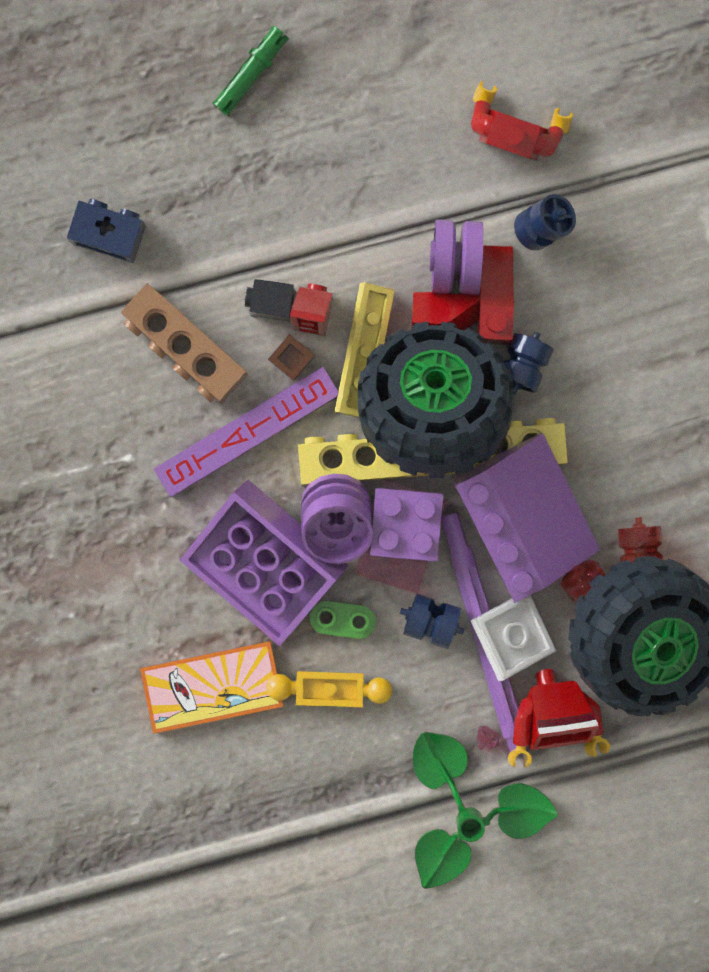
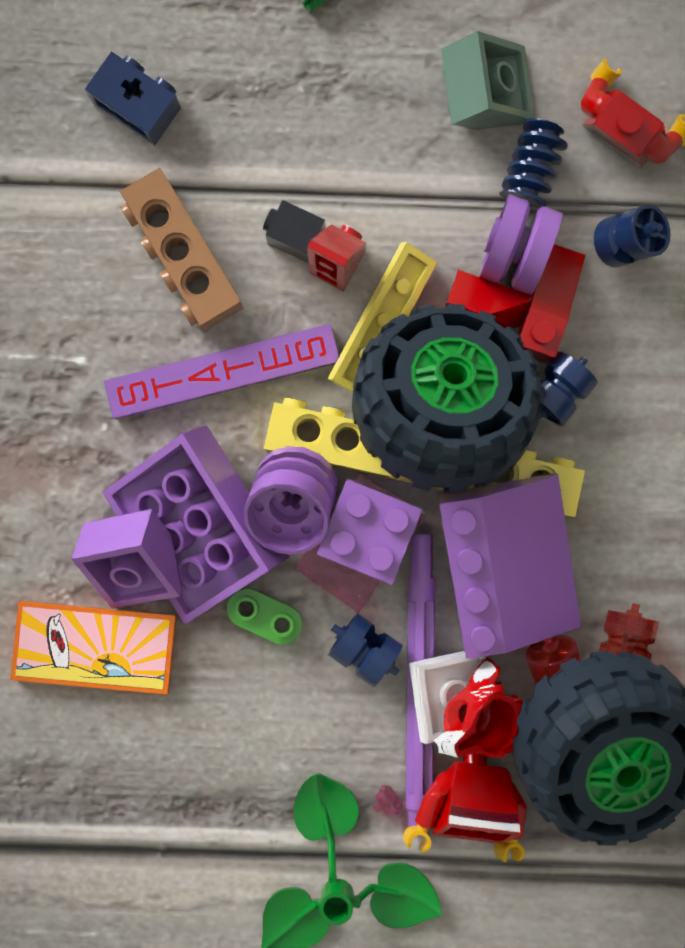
camera: 15 degrees right, 0 degrees up
(220, 606) = (128, 559): none -> medium lavender slope
(291, 357) = (297, 303): reddish brown plate -> none
(329, 689) = (225, 690): yellow plate -> none
(391, 131) = (487, 82): none -> sand green slope
(448, 186) = (533, 161): none -> dark blue piece
(539, 644) = (480, 717): none -> red piece

